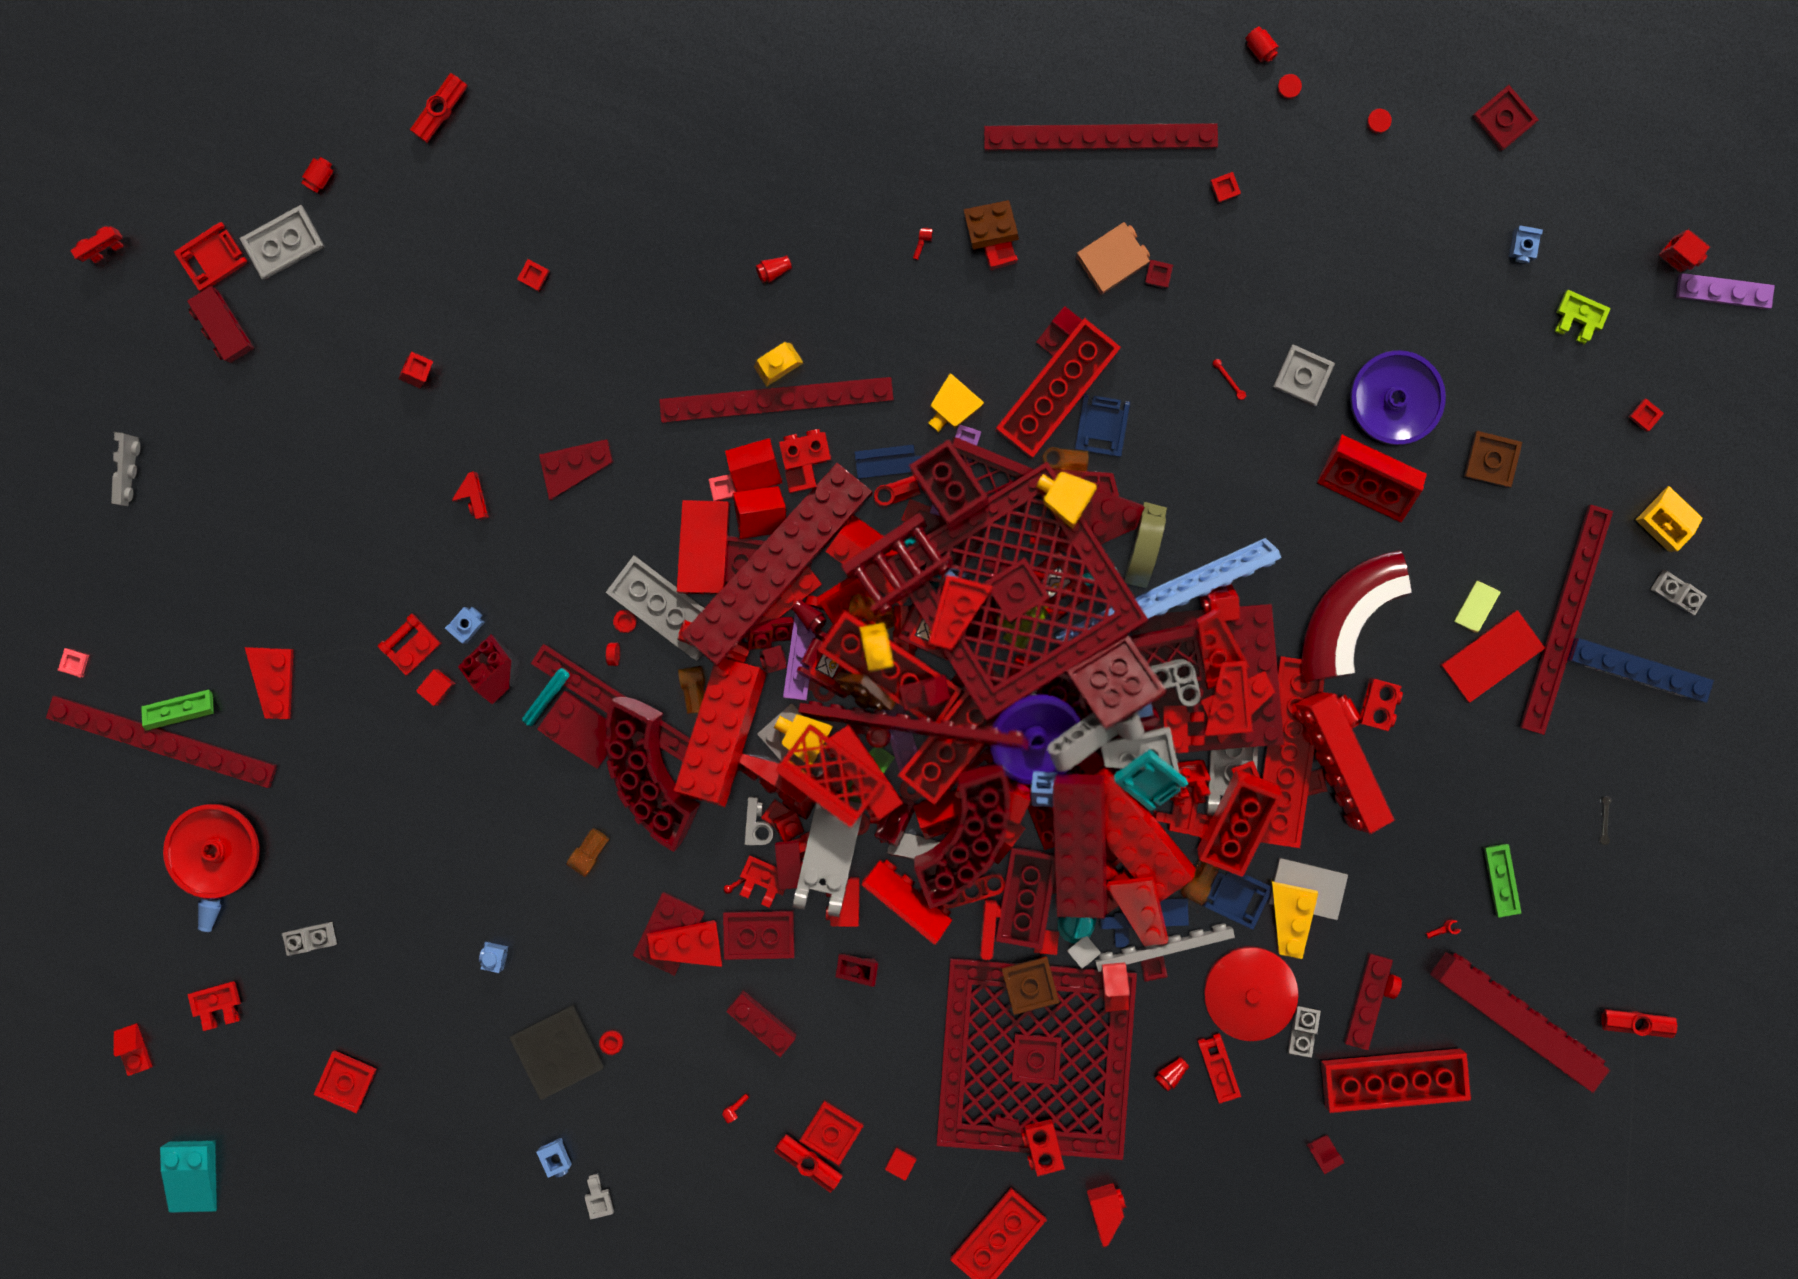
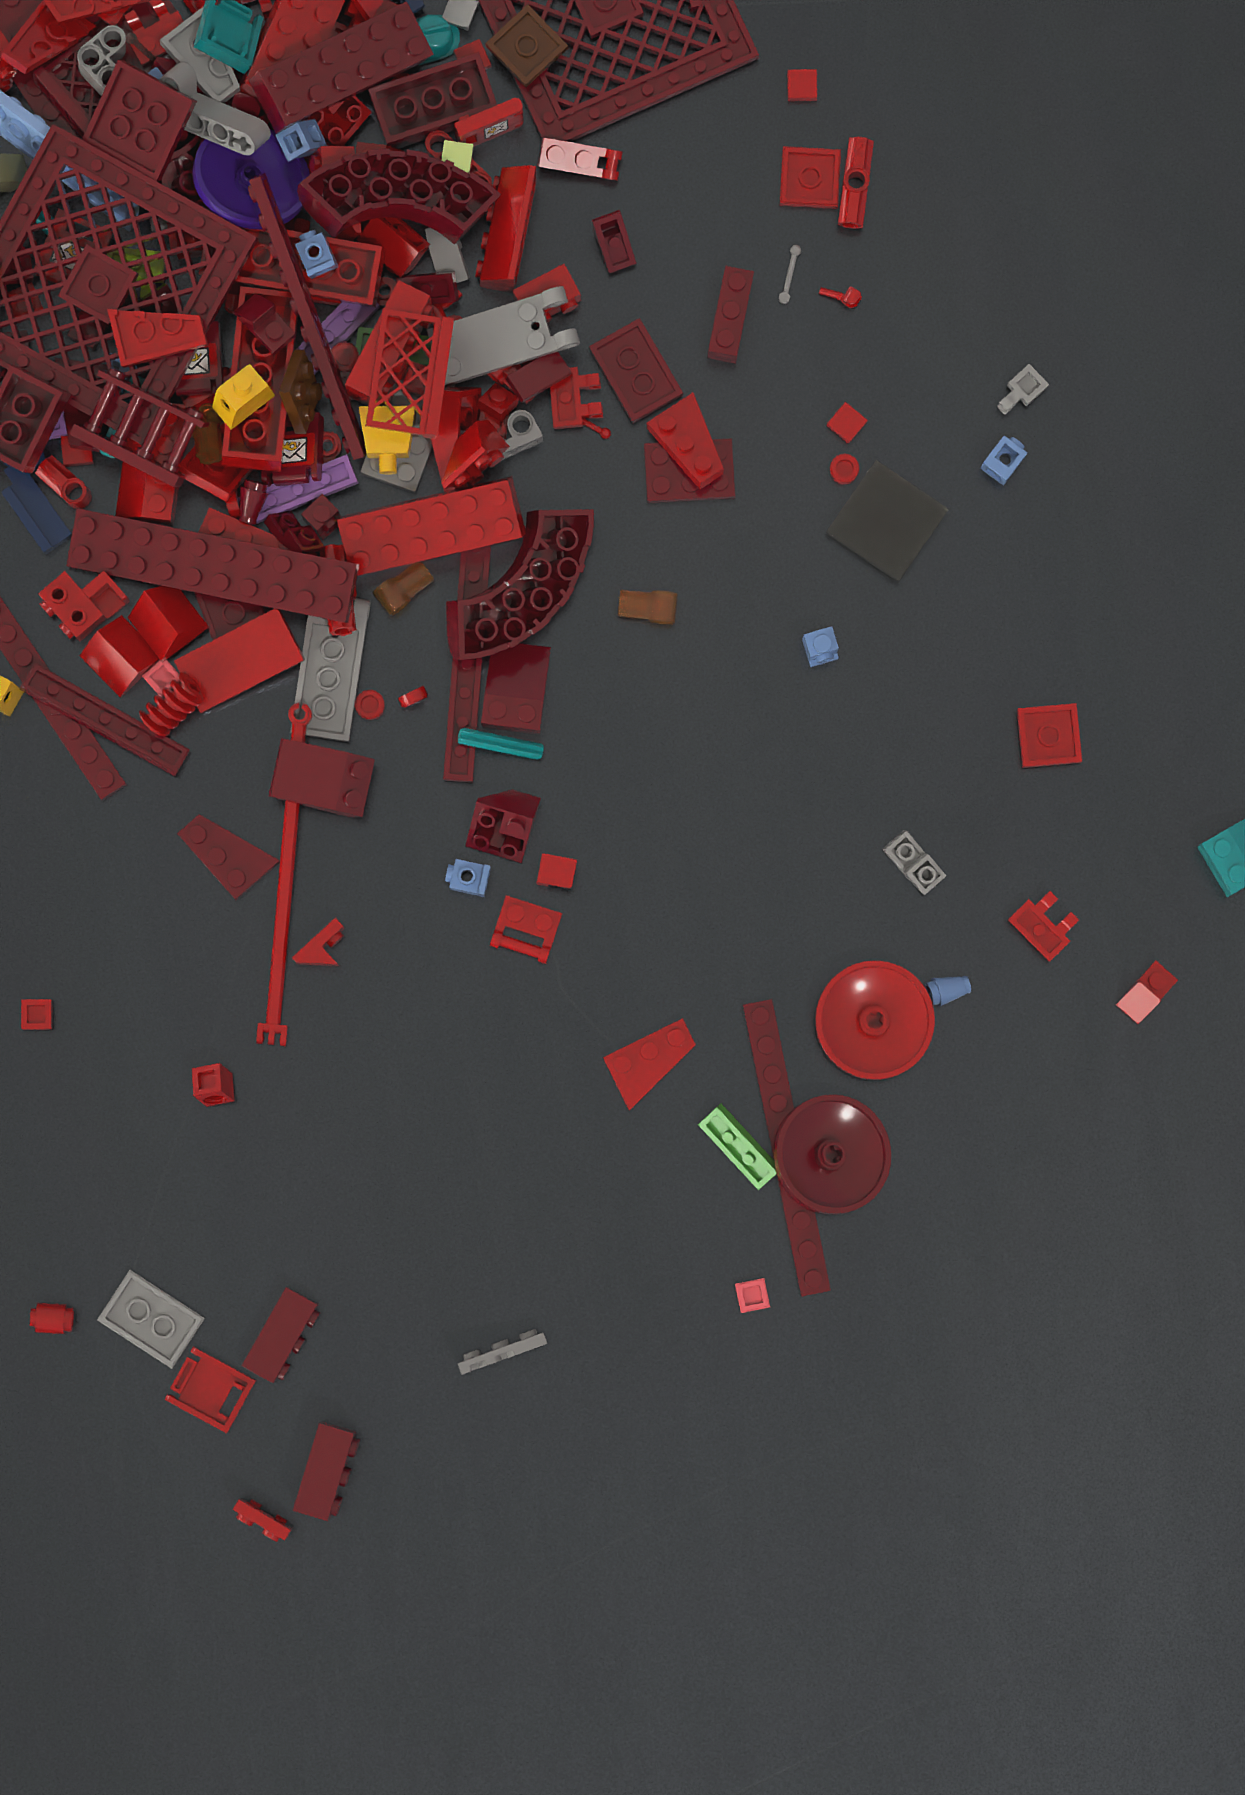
camera: 125 degrees left, 5 degrees down
(106, 305) = (326, 1471): none -> dark red piece
(134, 770) = (832, 1154): none -> dark red dish
(533, 497) = (283, 902): none -> red hinge
(586, 559) = (321, 778): none -> dark red slope
(642, 1062) = (847, 422): none -> red tile
(695, 483) = (174, 706): none -> red piece
(712, 431) = (104, 719): none -> dark red tile
(753, 789) = (473, 453): none -> red slope
(757, 1068) = (784, 297): none -> light grey hinge
(931, 977) = (578, 158): none -> plate
(942, 755) = (323, 262): none -> medium blue brick
(976, 894) = (459, 153): none -> yellowish green tile
(1182, 708) = (131, 38): none -> clear smoke hinge

